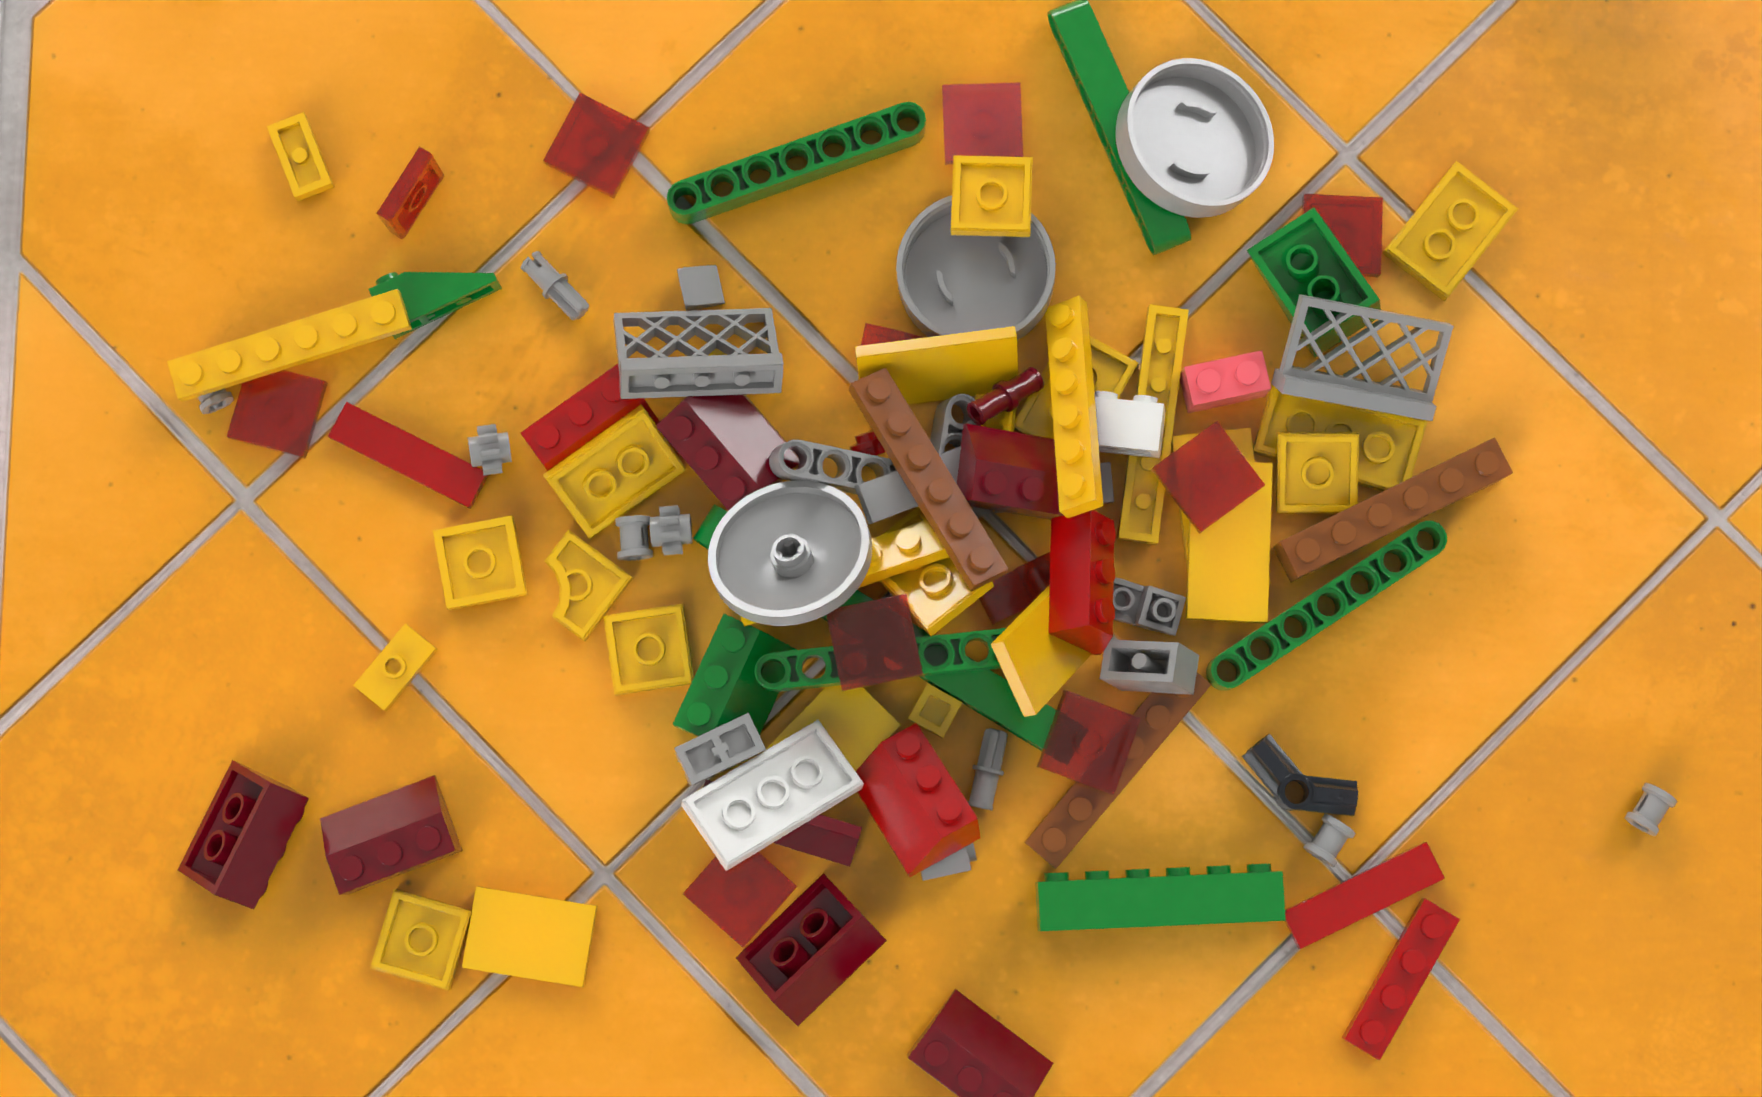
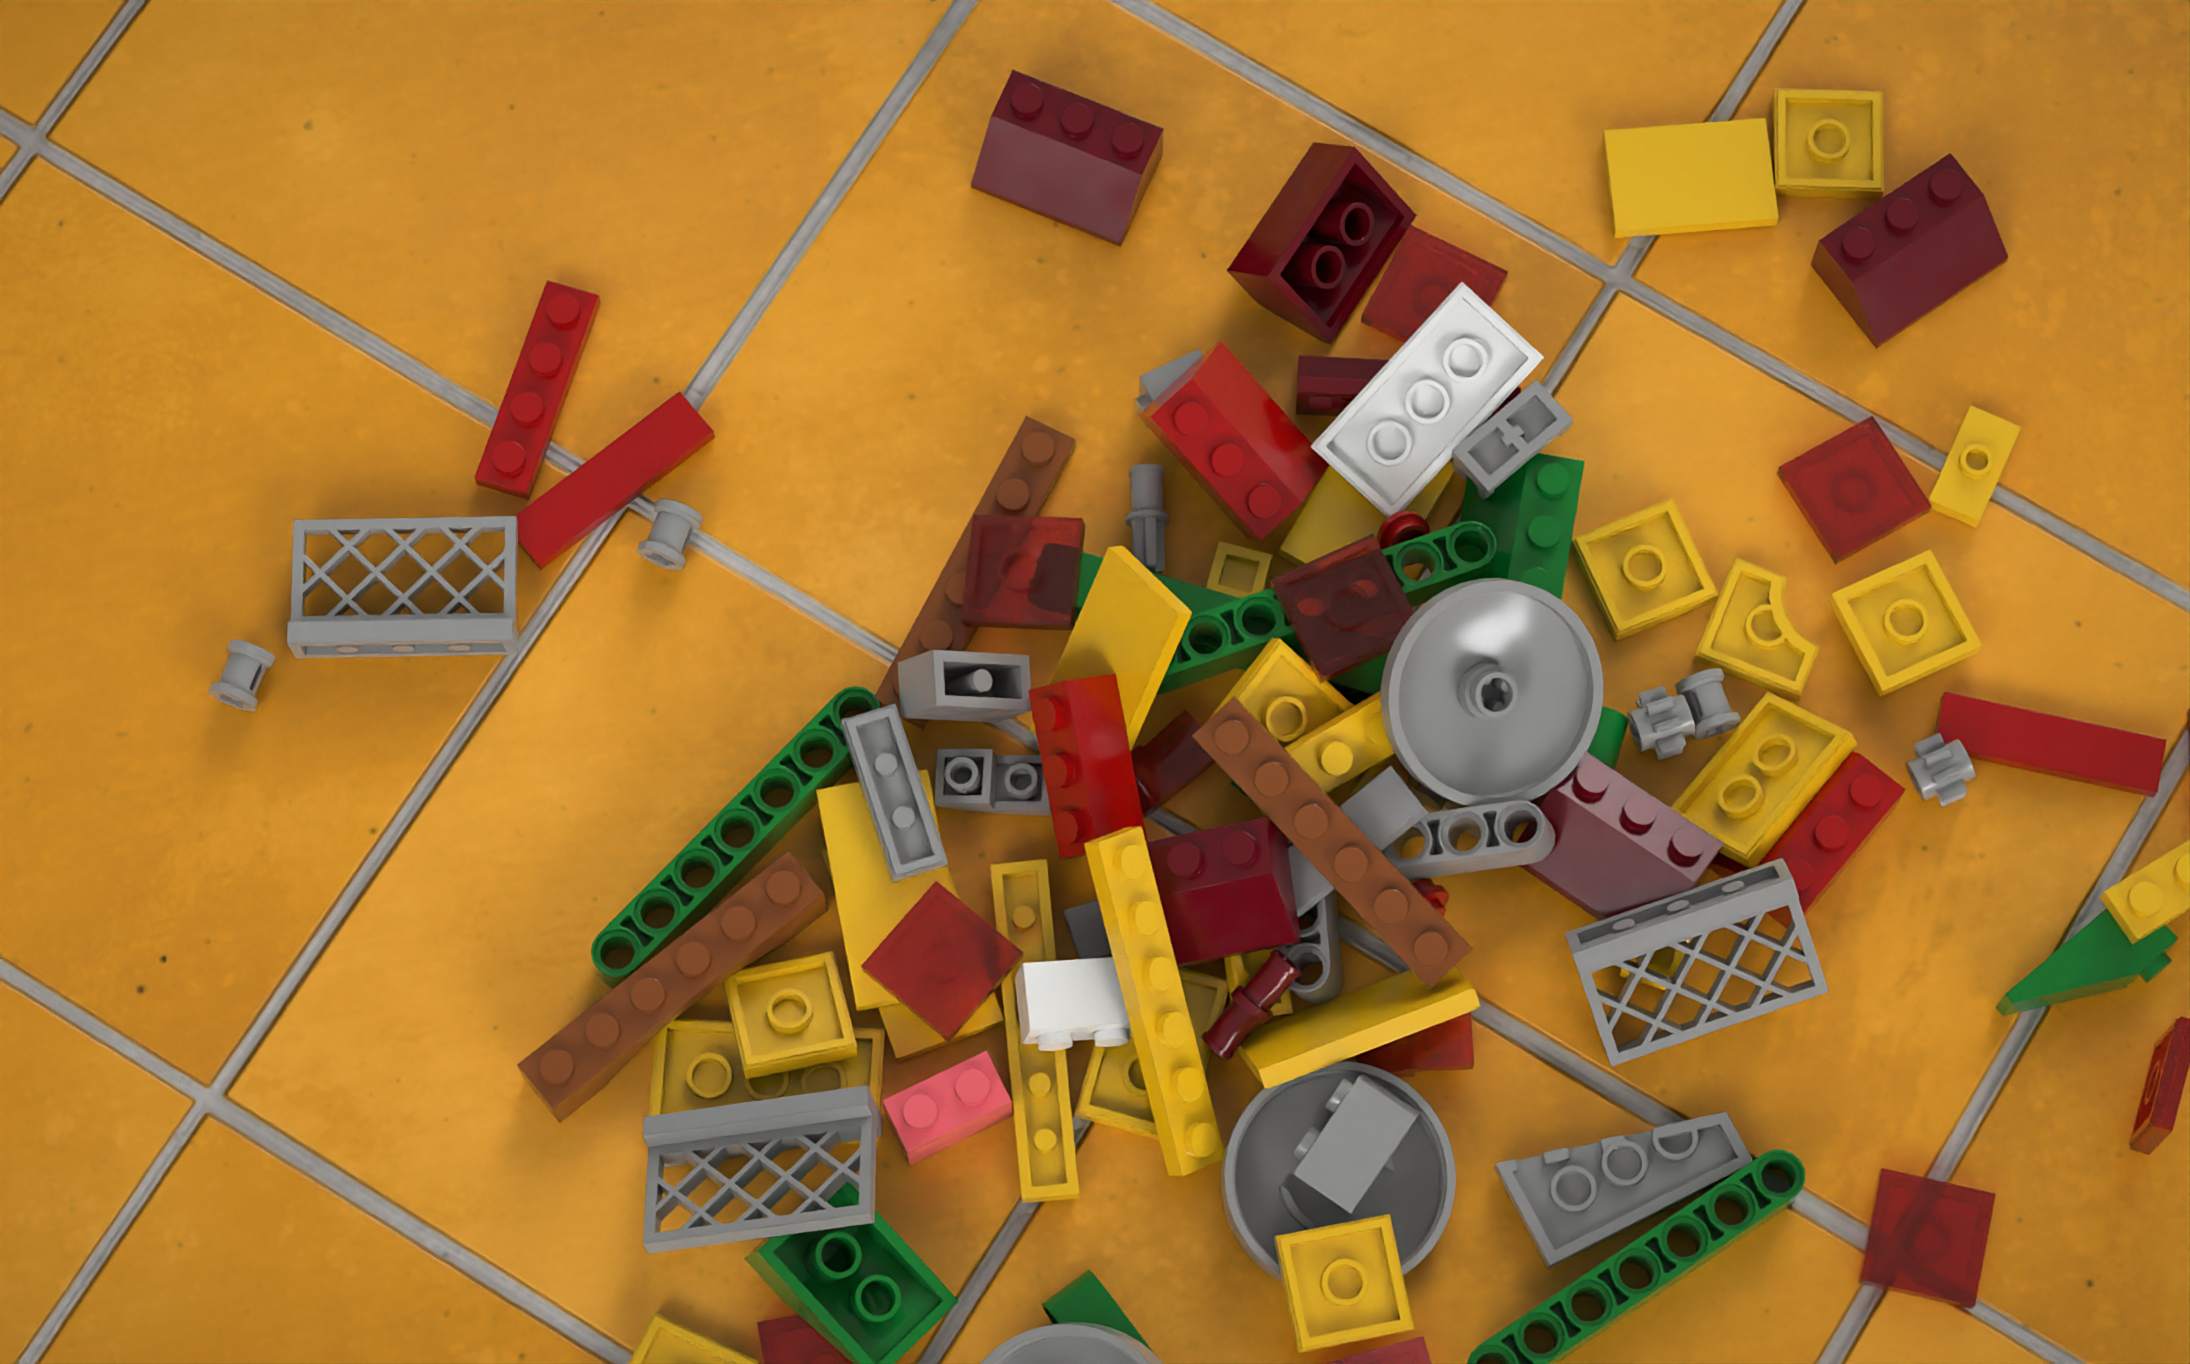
camera: 170 degrees right, 10 degrees down
(243, 835) = (2100, 208): dark red slope -> none
(484, 670) = (1854, 489): none -> clear red tile
(555, 286) = (1920, 1019): light grey axle -> none
(700, 287) = (1719, 1070): light grey slope -> none
(798, 226) = (1605, 1187): none -> light grey wing
(813, 703) = (1401, 528): none -> red plate
(960, 282) = (1355, 1141): none -> light grey brick
(1160, 900) = (880, 406): green brick -> none
(1215, 602) = (894, 793): none -> light grey tile
(1320, 793) = (757, 604): black piece -> none
(1536, 813) = (398, 633): none -> light grey fence

